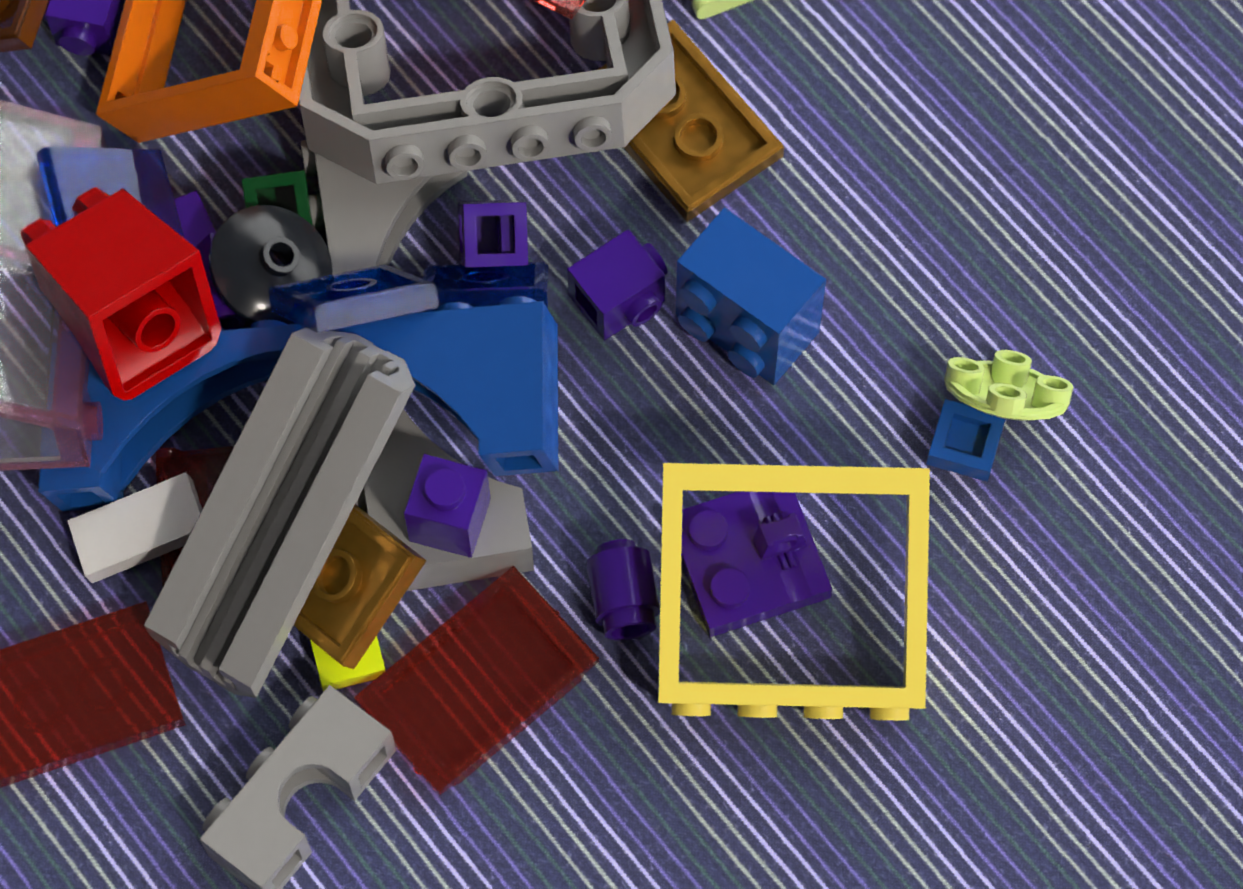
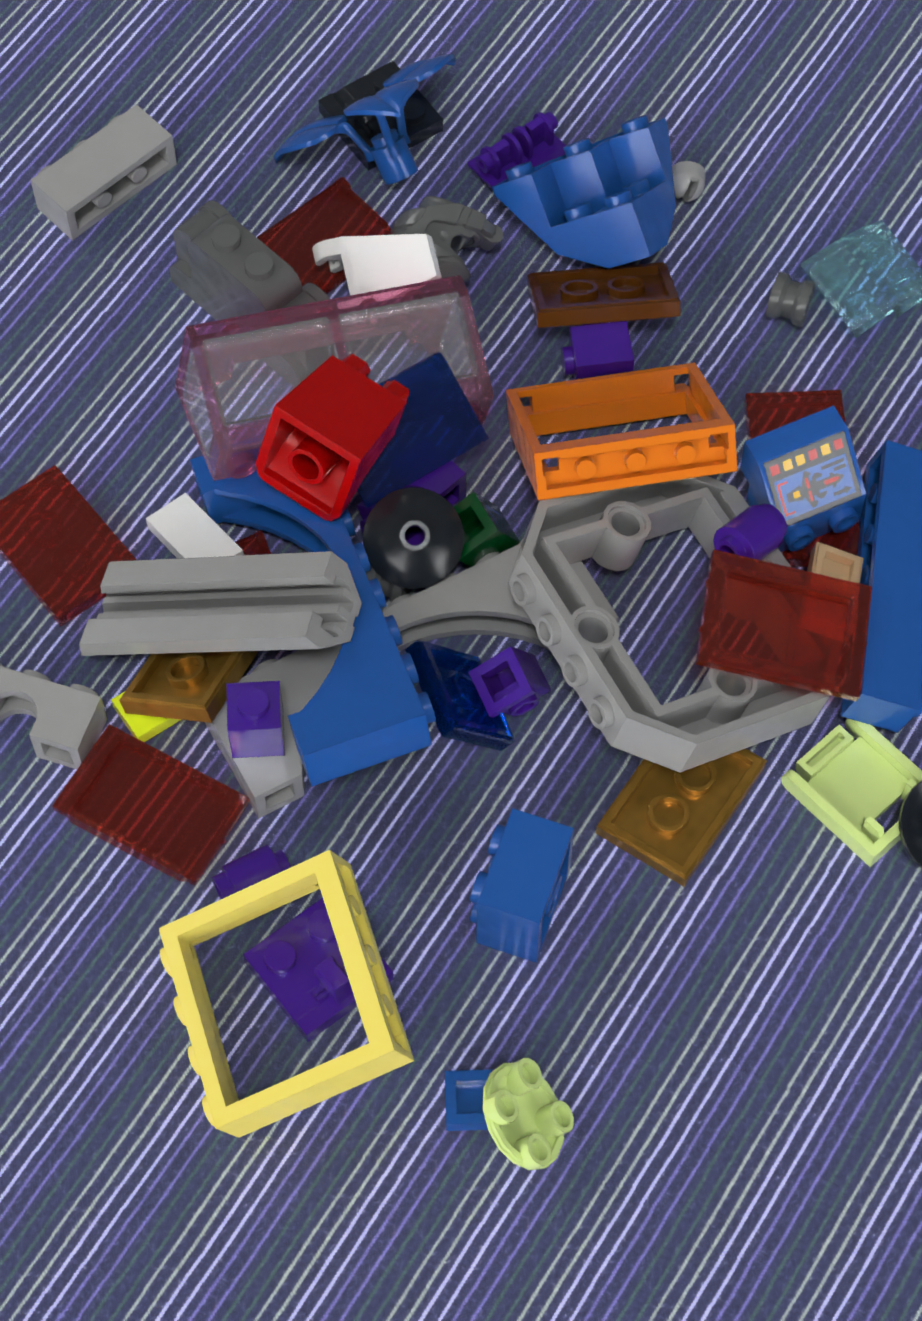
camera: 70 degrees right, 5 degrees down
(353, 298) = (392, 592): clear blue tile -> none
(618, 284) = (508, 784): dark purple brick -> none

